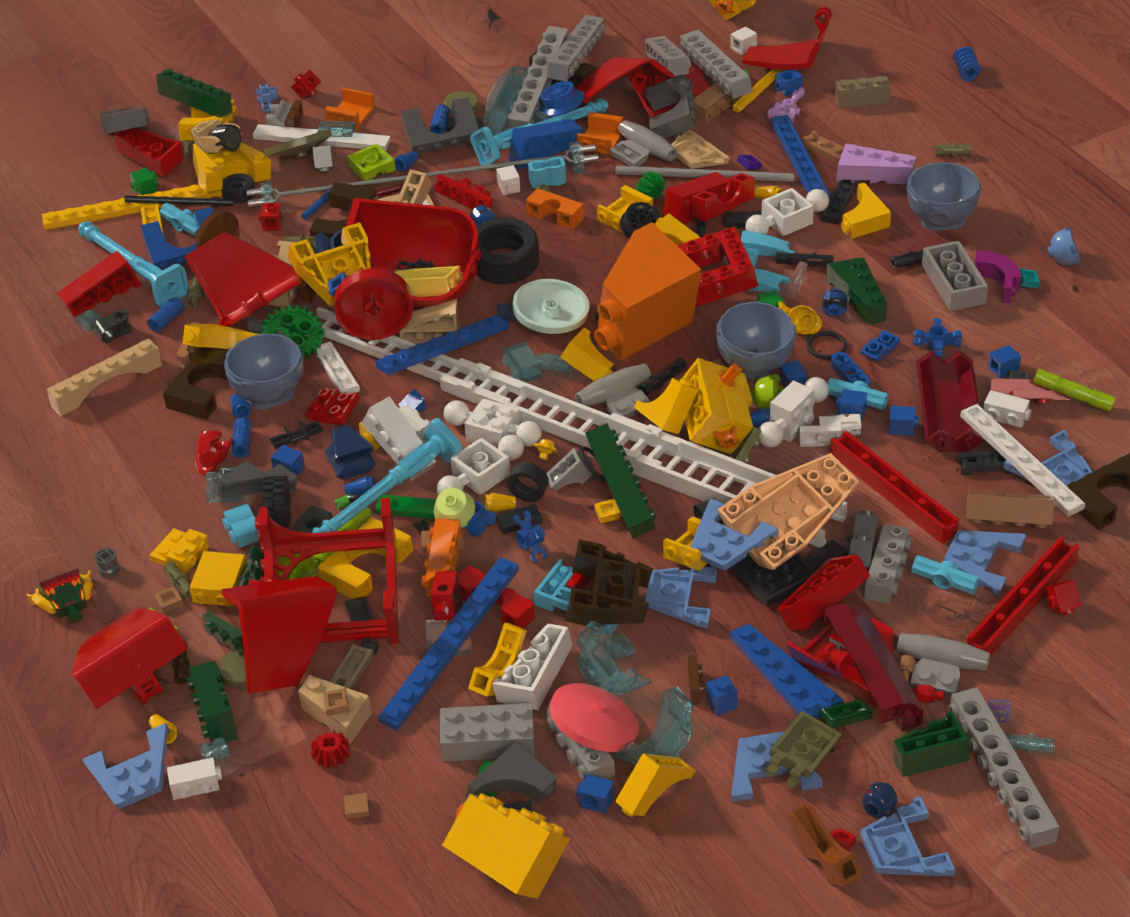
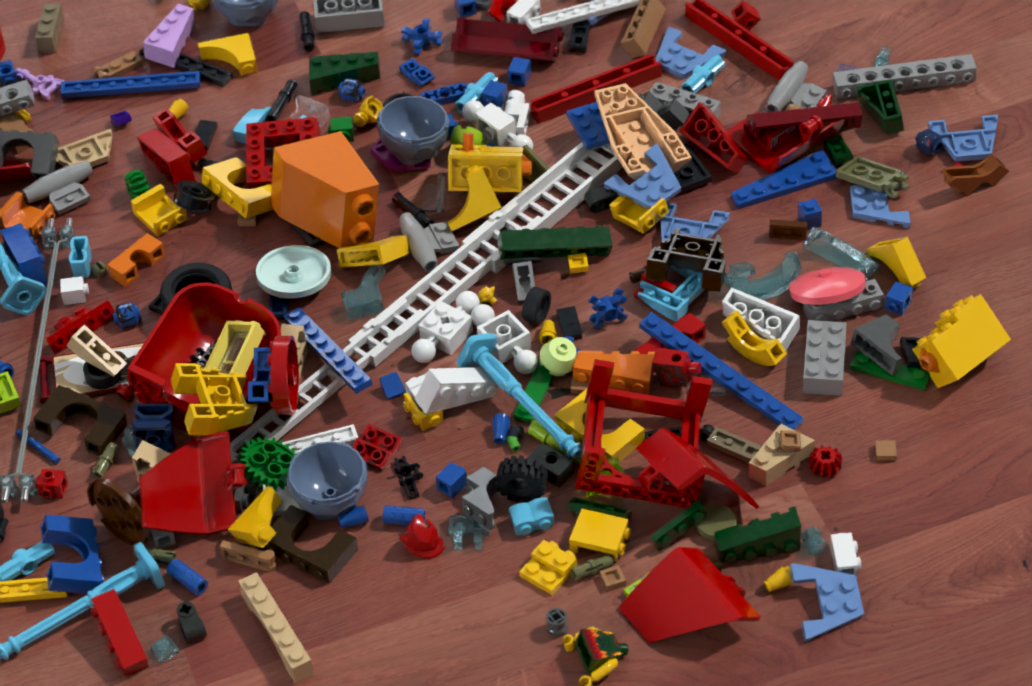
camera: 80 degrees left, 5 degrees up
(349, 453) = (456, 430): dark blue piece -> none
(696, 173) = (112, 169): light grey piece -> none
(788, 211) = (216, 99): white brick -> none

